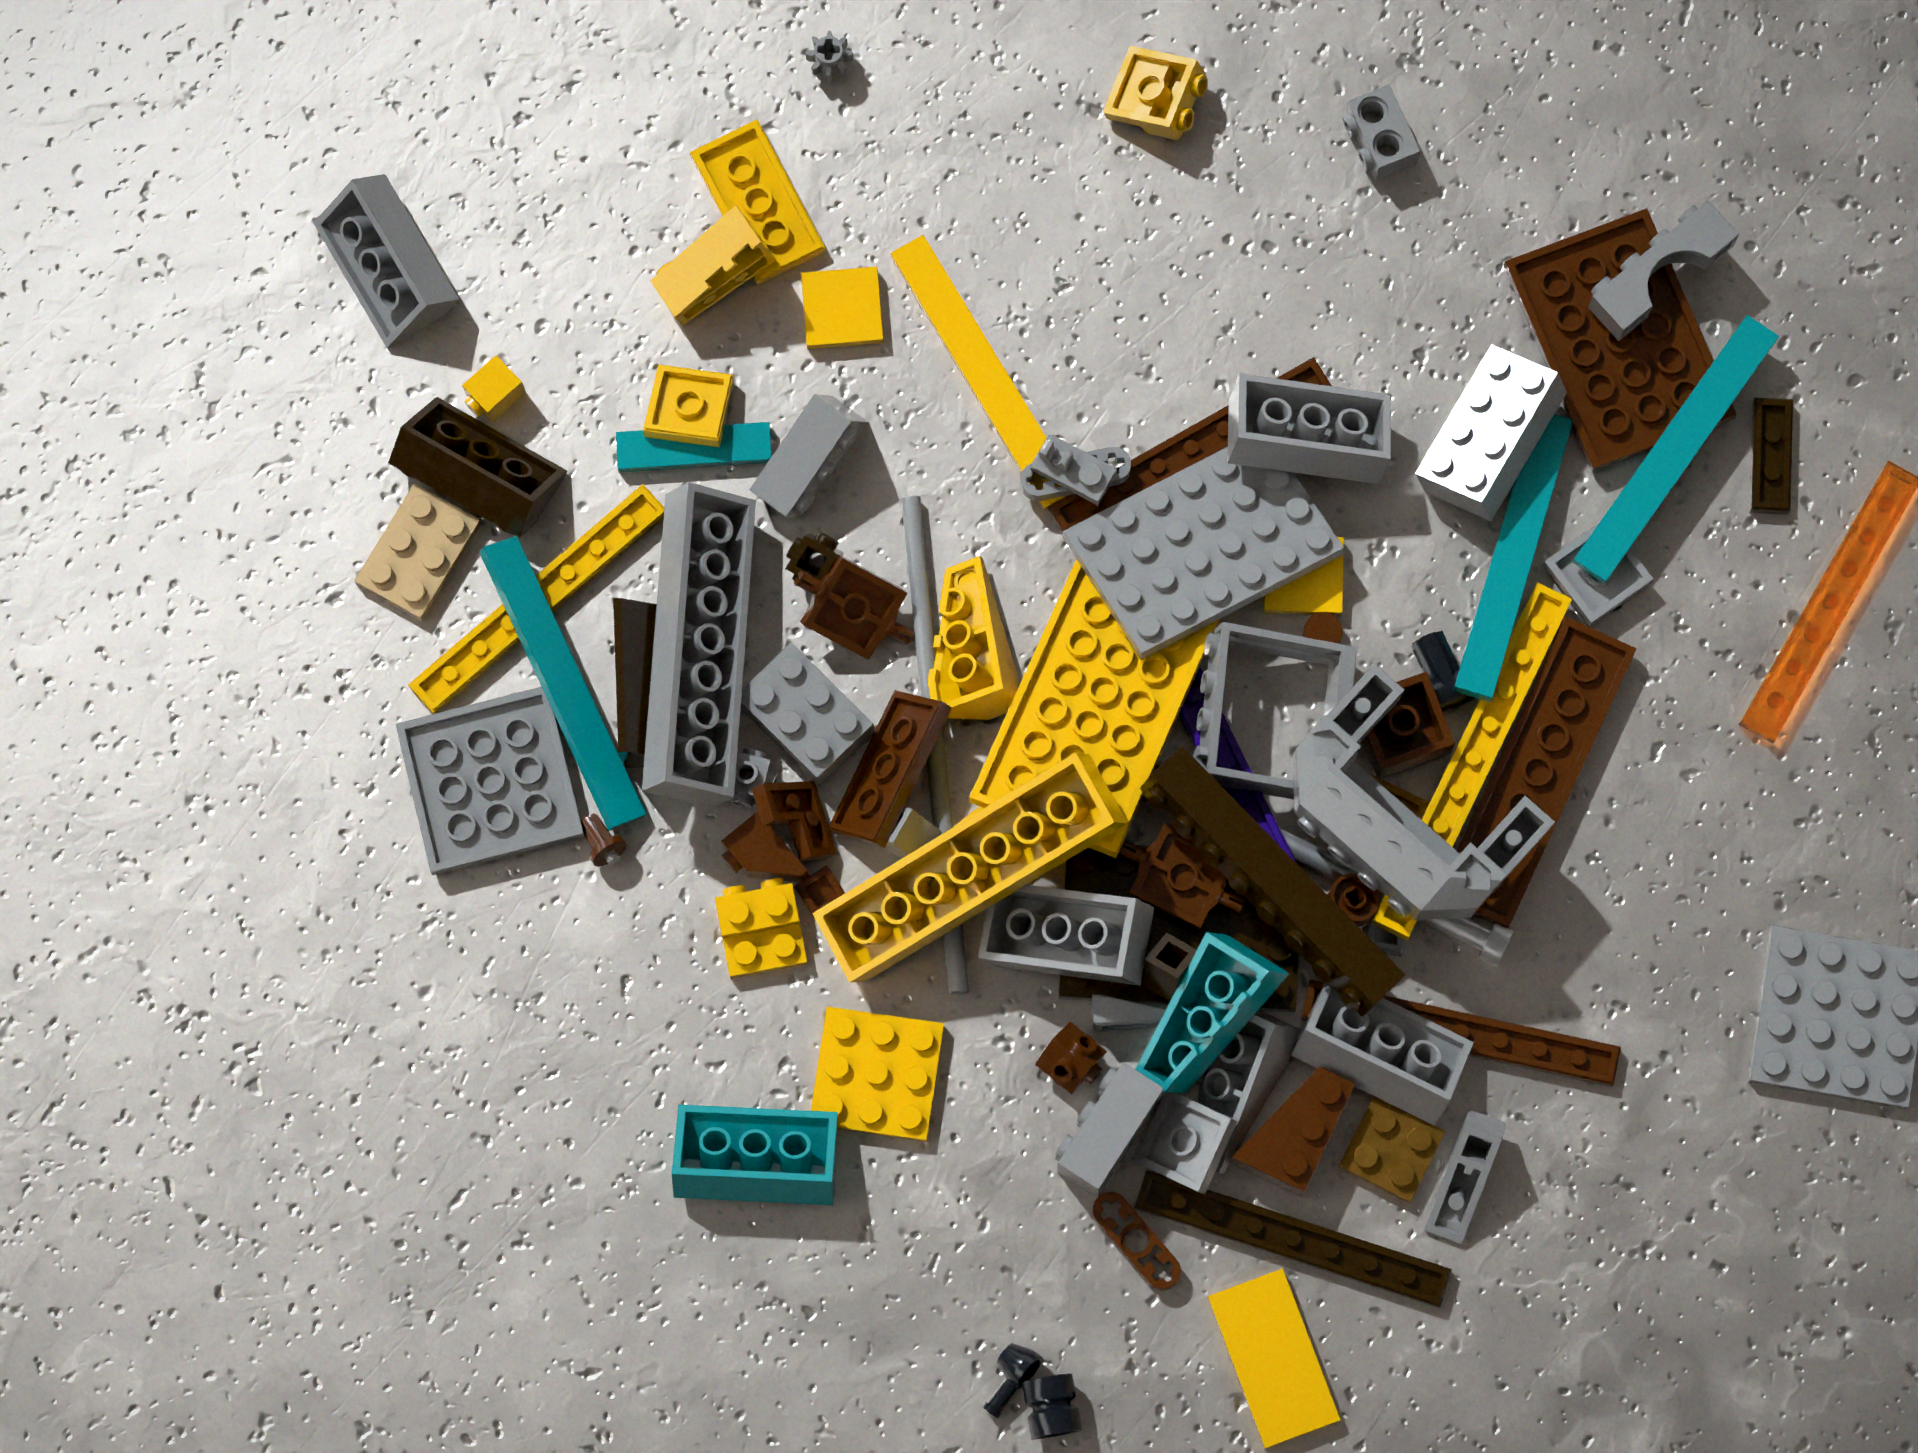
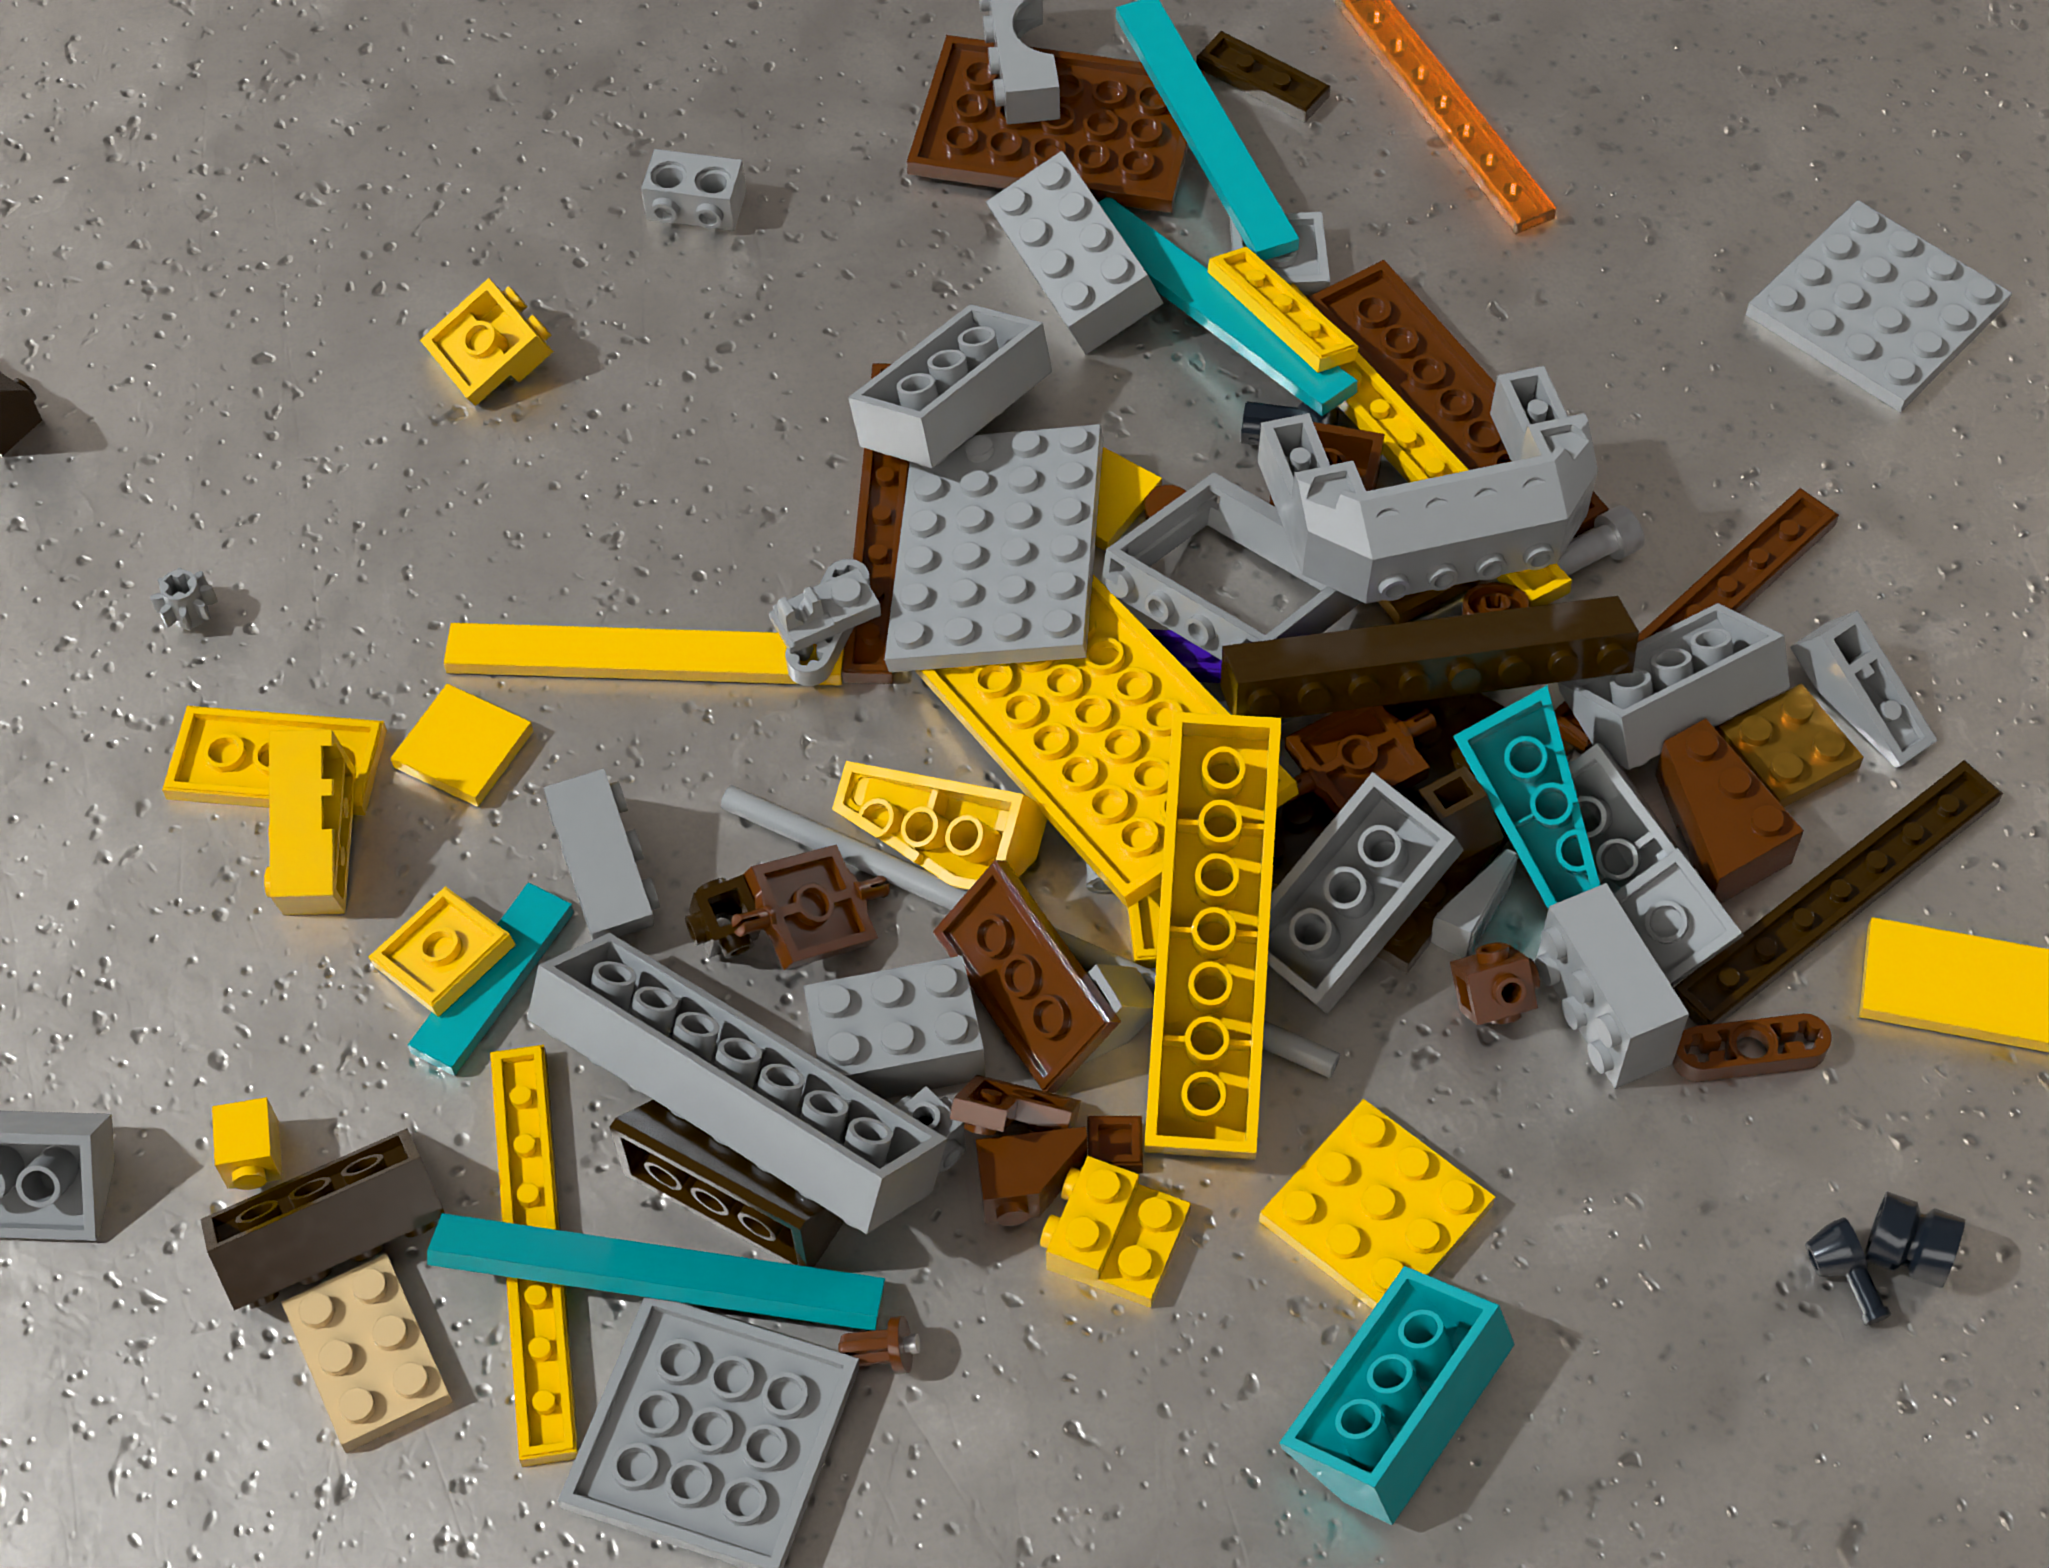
camera: 60 degrees left, 20 degrees down
(1527, 608) = (1282, 309): none -> yellow tile

